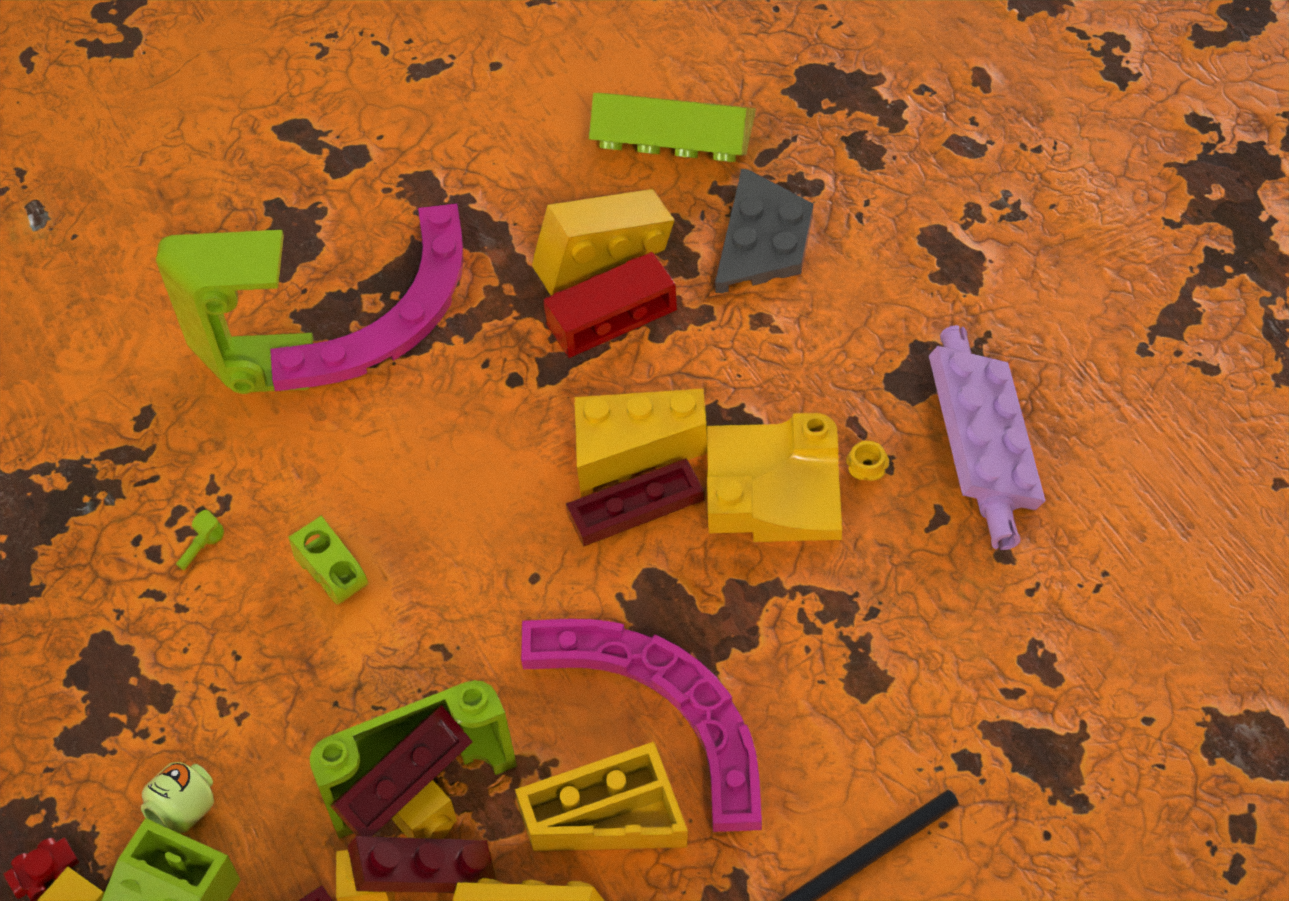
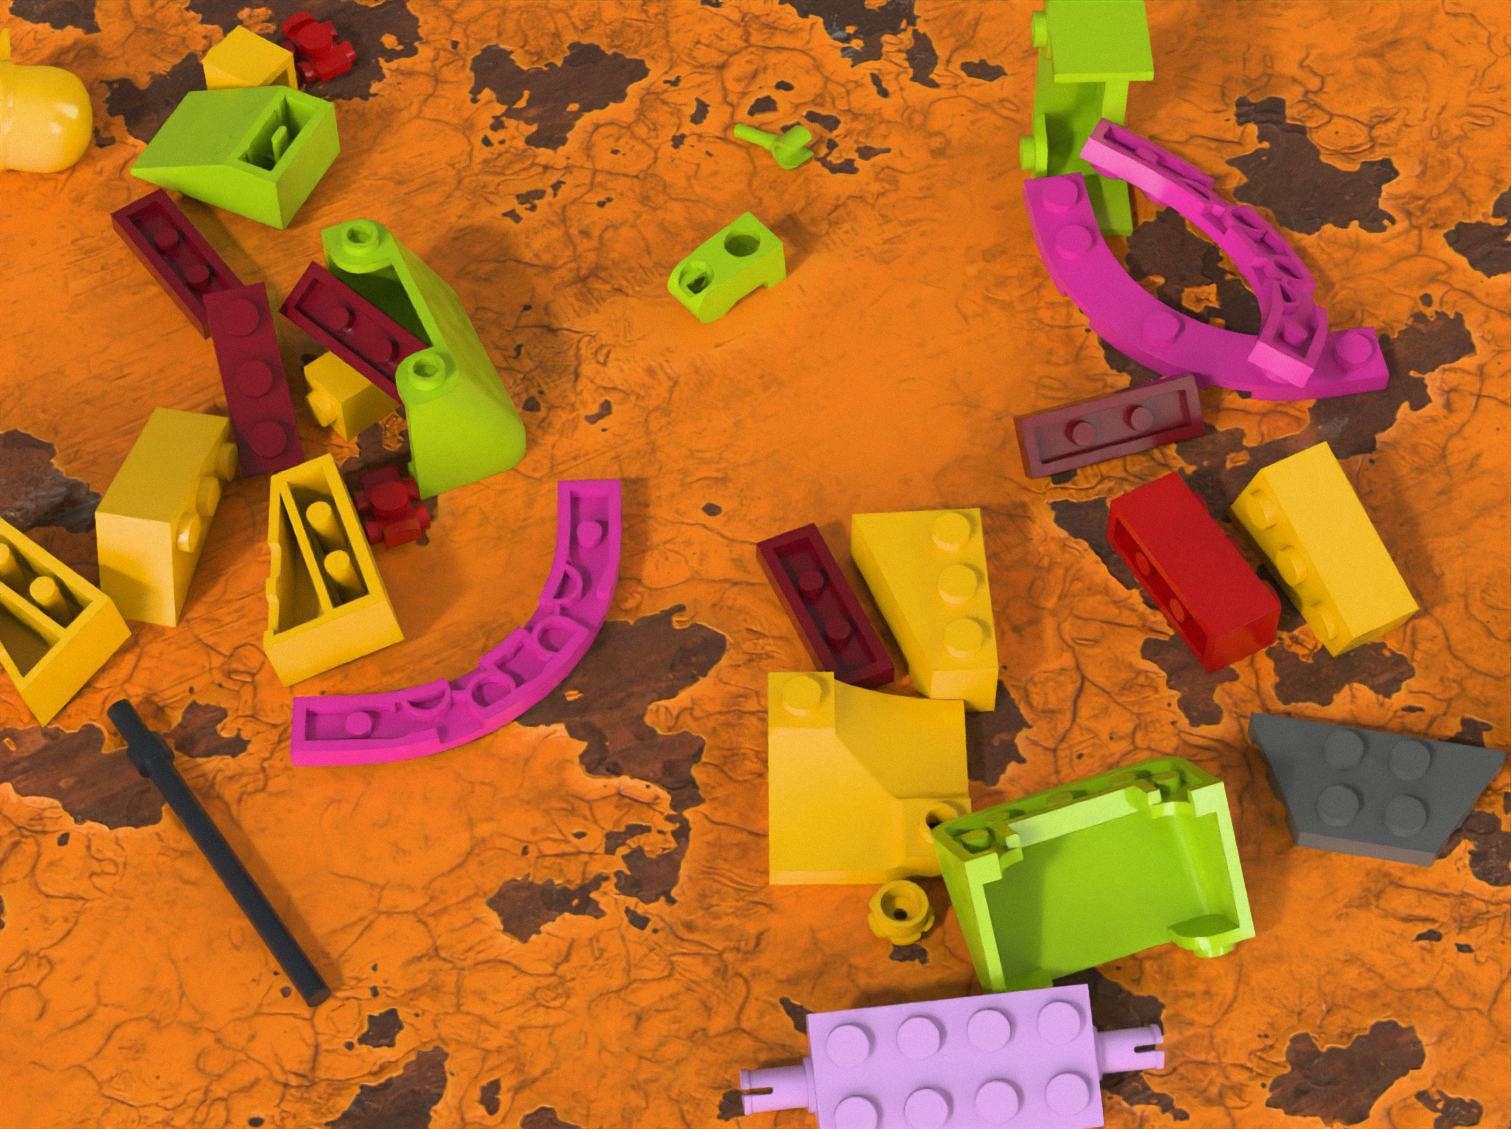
camera: 85 degrees right, 0 degrees up
(178, 796) = (386, 151): yellowish green head -> none
(351, 261) = (1291, 322): none -> dark pink plate
(490, 344) = (1109, 425): none -> dark red plate
(526, 772) = (389, 502): none -> red piece
(829, 334) = (1095, 874): none -> lime windscreen

